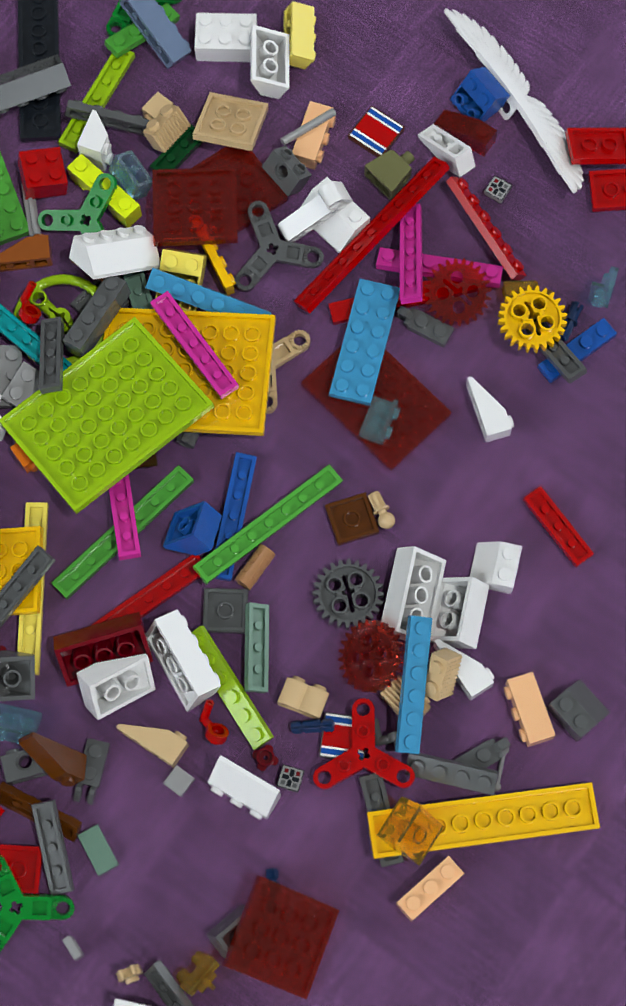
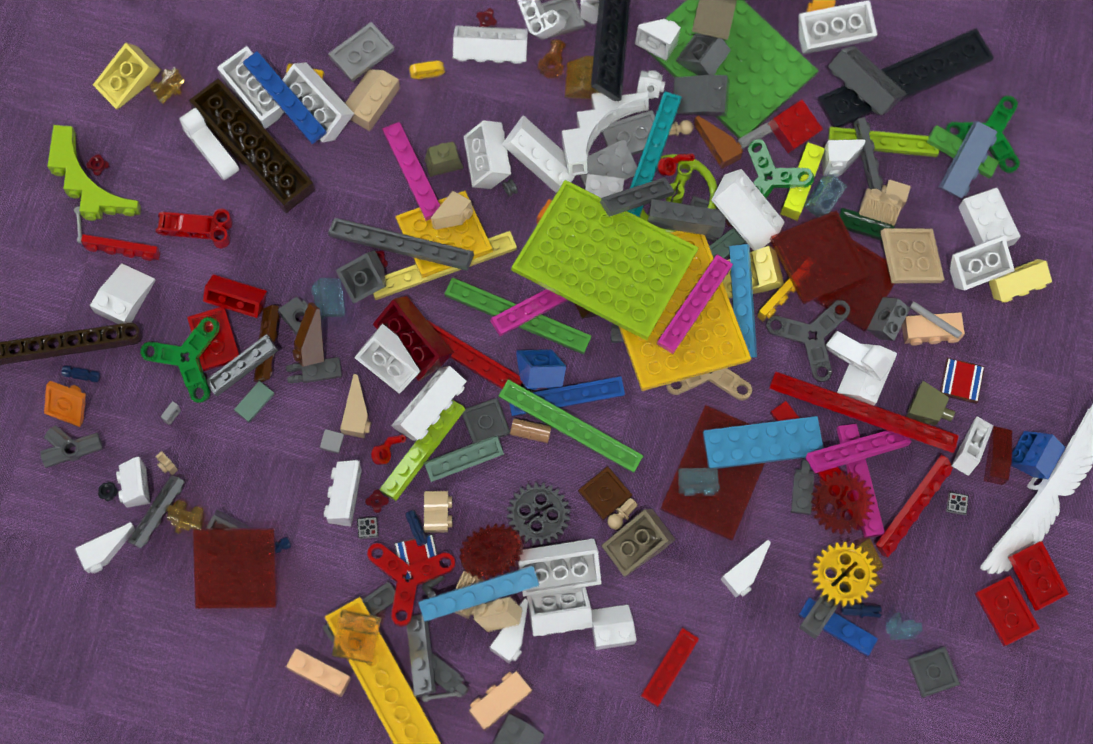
camera: 60 degrees right, 0 degrees up
(417, 506) = (638, 542): none -> dark tan slope

